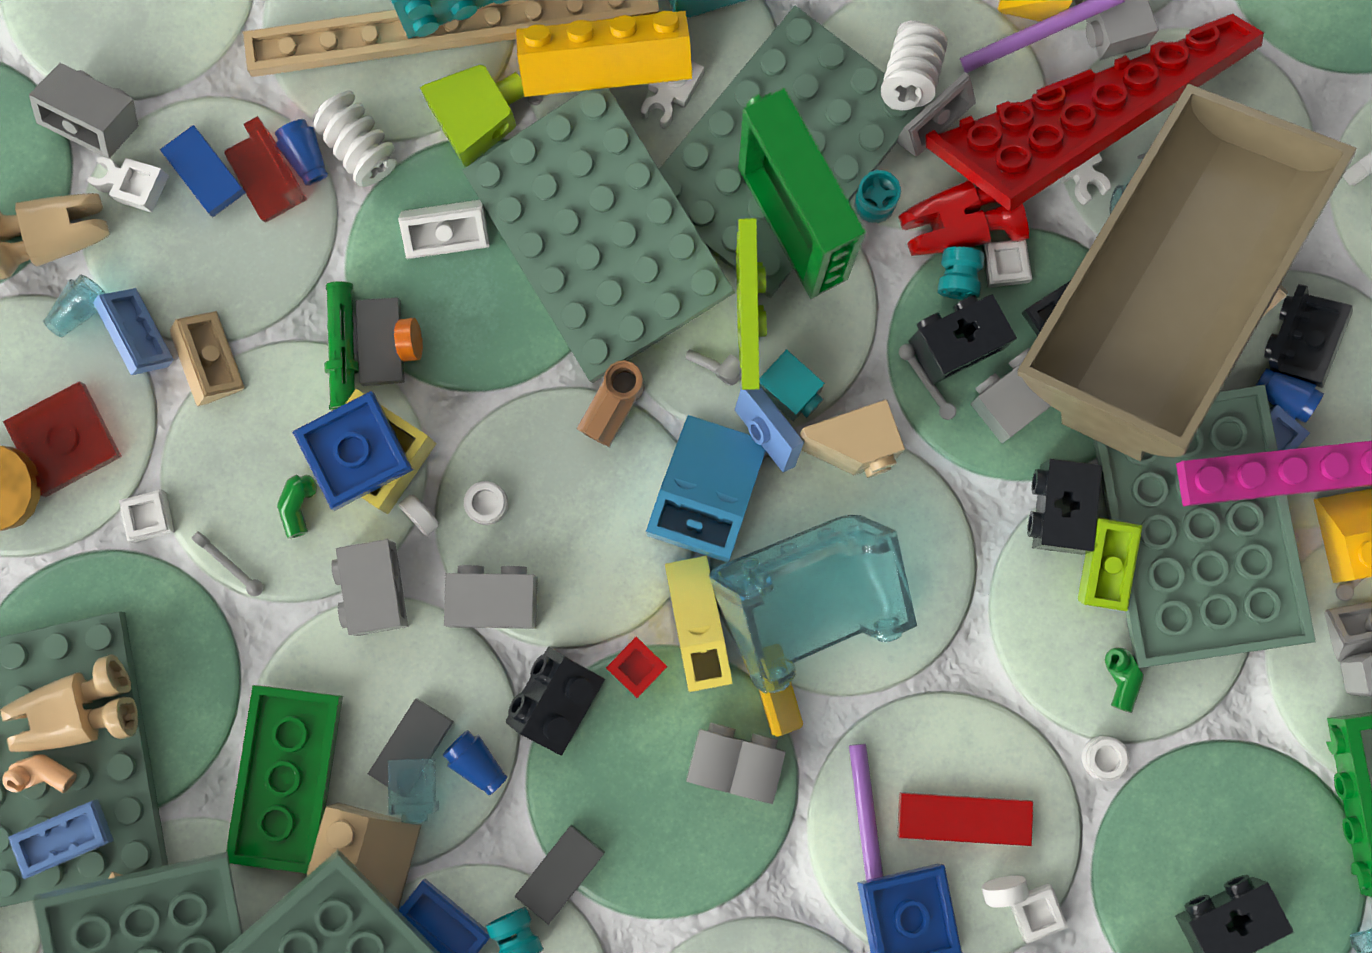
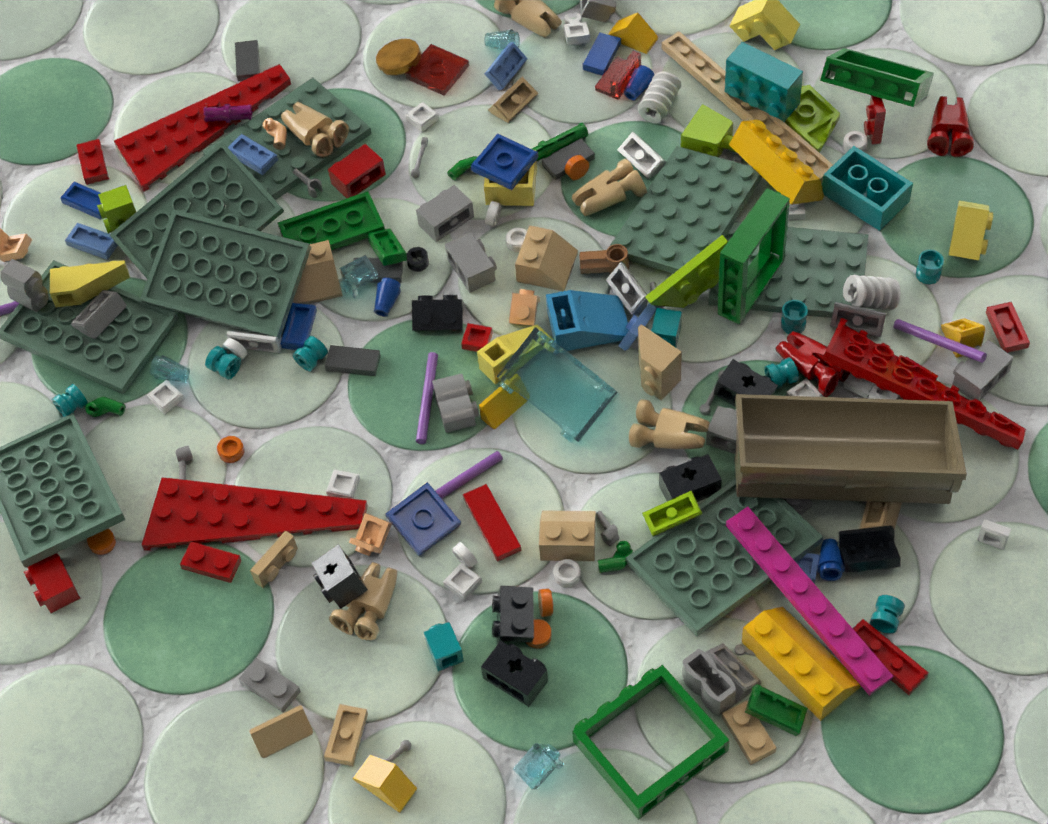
camera: 65 degrees right, 25 degrees down
(166, 770) = (311, 183): none -> light grey hand
(194, 99) = (635, 33): none -> yellow slope
(197, 681) = (356, 171): none -> red brick
(382, 713) = (387, 247): none -> green plate
(427, 688) = (419, 265): none -> black bush
(485, 324) = (606, 190): none -> tan piece
(557, 485) = (545, 259): none -> tan slope
(623, 566) = (524, 308): none -> light nougat bracket
(691, 400) = (628, 289): none -> light grey slope
(695, 797) = (426, 398): none -> medium lavender bar
(978, 482) = (670, 429): none -> tan piece
(1049, 722) = (567, 535): none -> tan slope
(1080, 662) = (610, 534): none -> light grey hand
(1144, 817) = (545, 602): none -> orange tile
(1145, 876) = (514, 614): none -> black bracket
(1179, 853) = (542, 634): none -> orange tile

